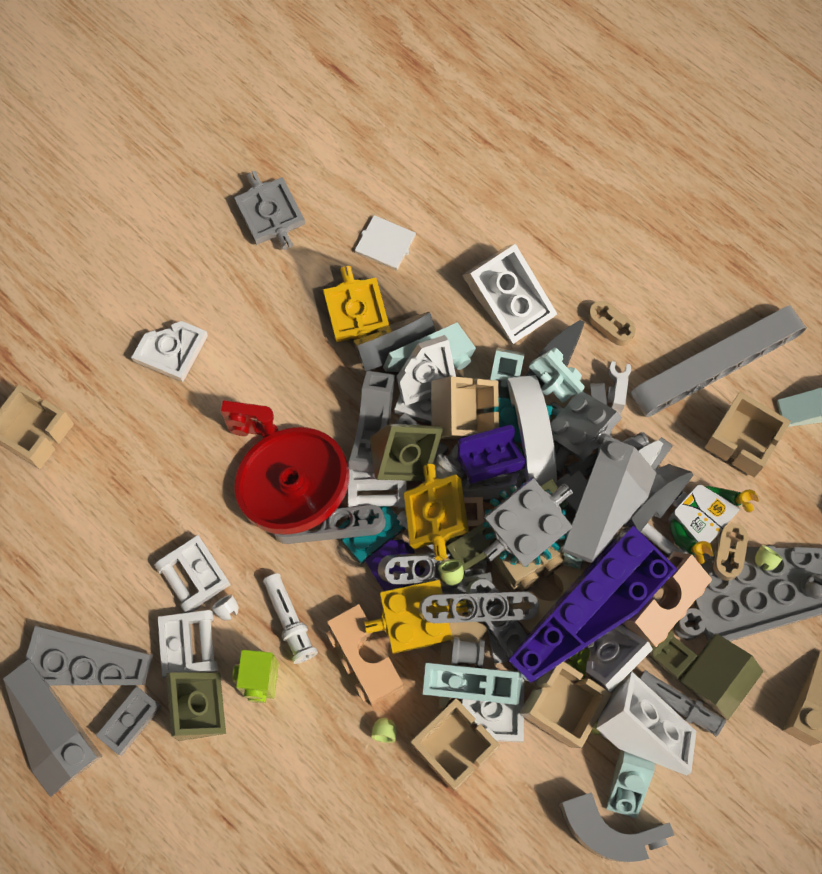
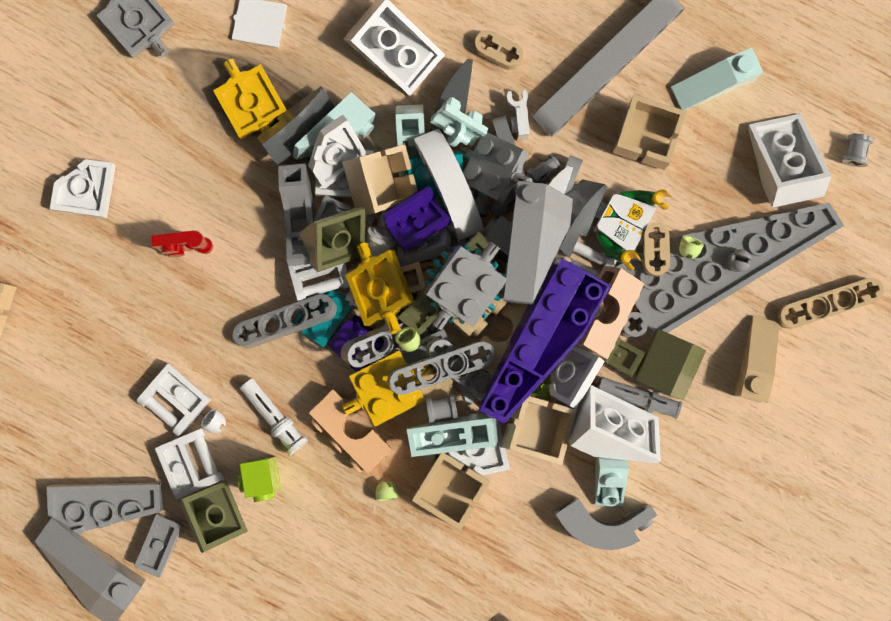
camera: 15 degrees left, 15 degrees up
(292, 480) = (238, 289): red dish -> none

